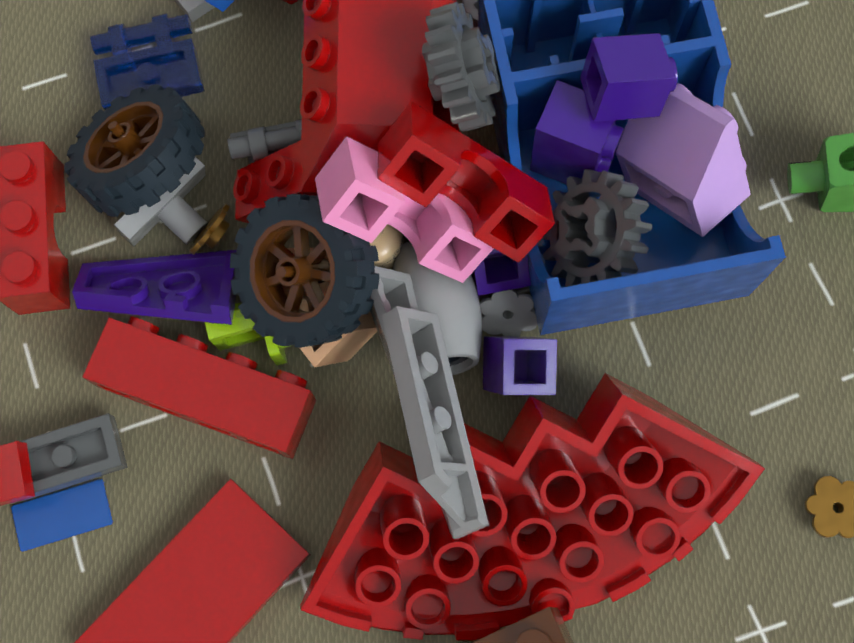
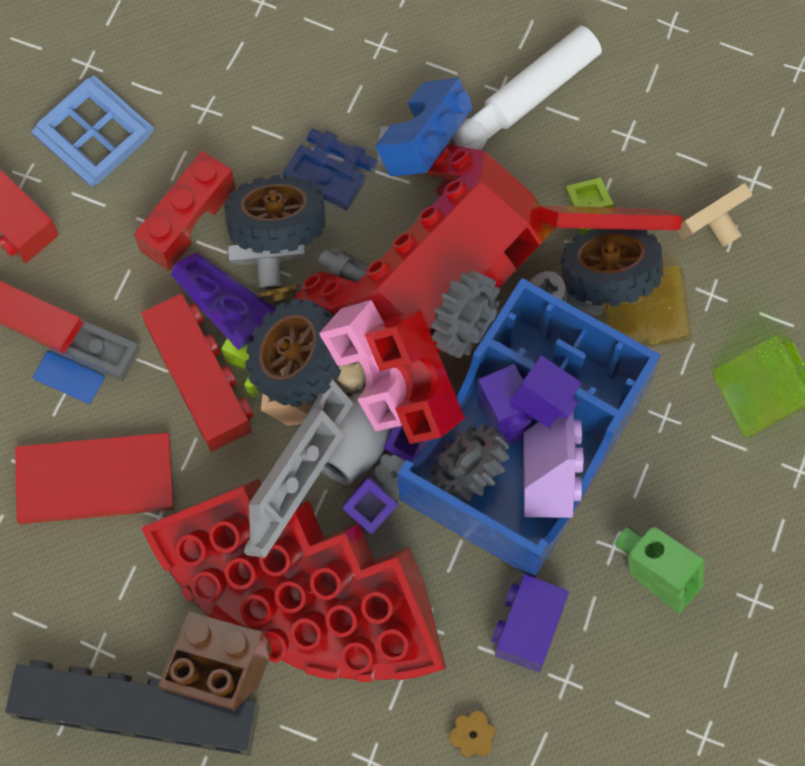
camera: 40 degrees right, 5 degrees down
(788, 342) = (531, 622): none -> dark purple brick

